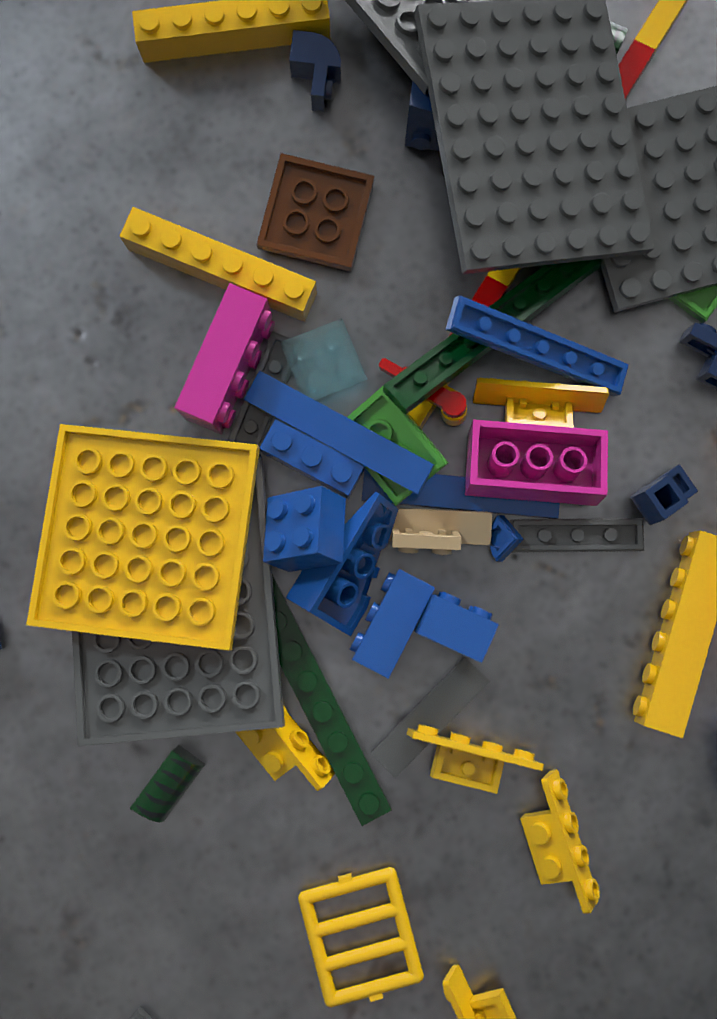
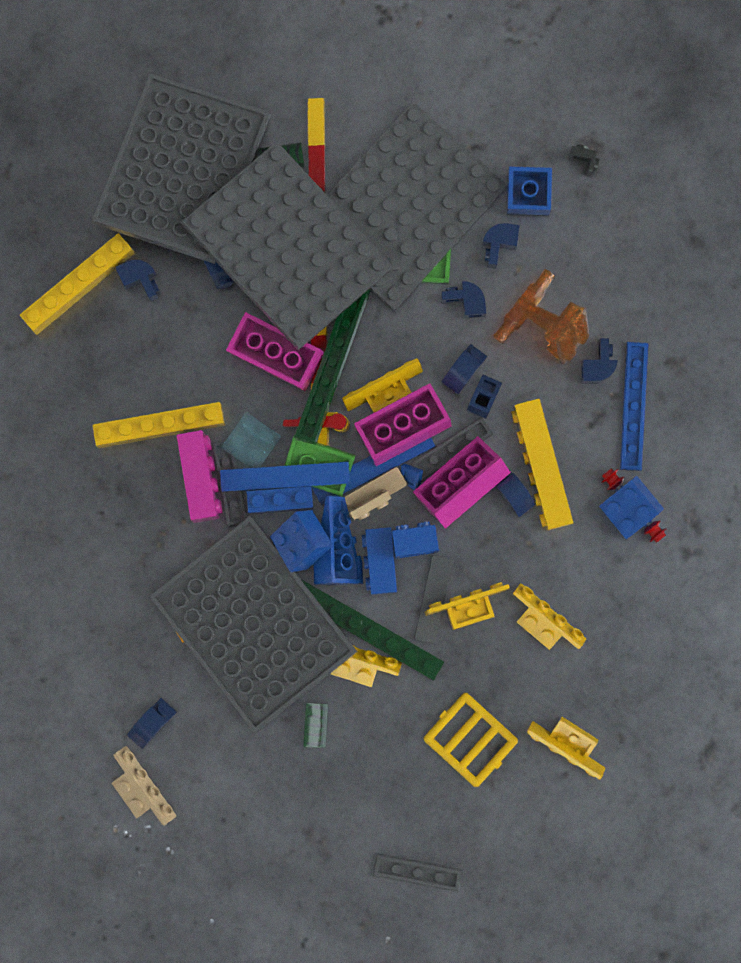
camera: 25 degrees left, 0 degrees up
(144, 536) = (217, 599): yellow plate -> none
(315, 212) = (192, 360): reddish brown plate -> none
(425, 258) = (273, 353): none -> dark pink brick
(535, 345) = (364, 360): blue tile -> none
(568, 588) = (461, 482): none -> dark pink brick
(627, 642) = (515, 494): none -> dark blue brick
(659, 442) = (464, 368): none -> dark blue brick

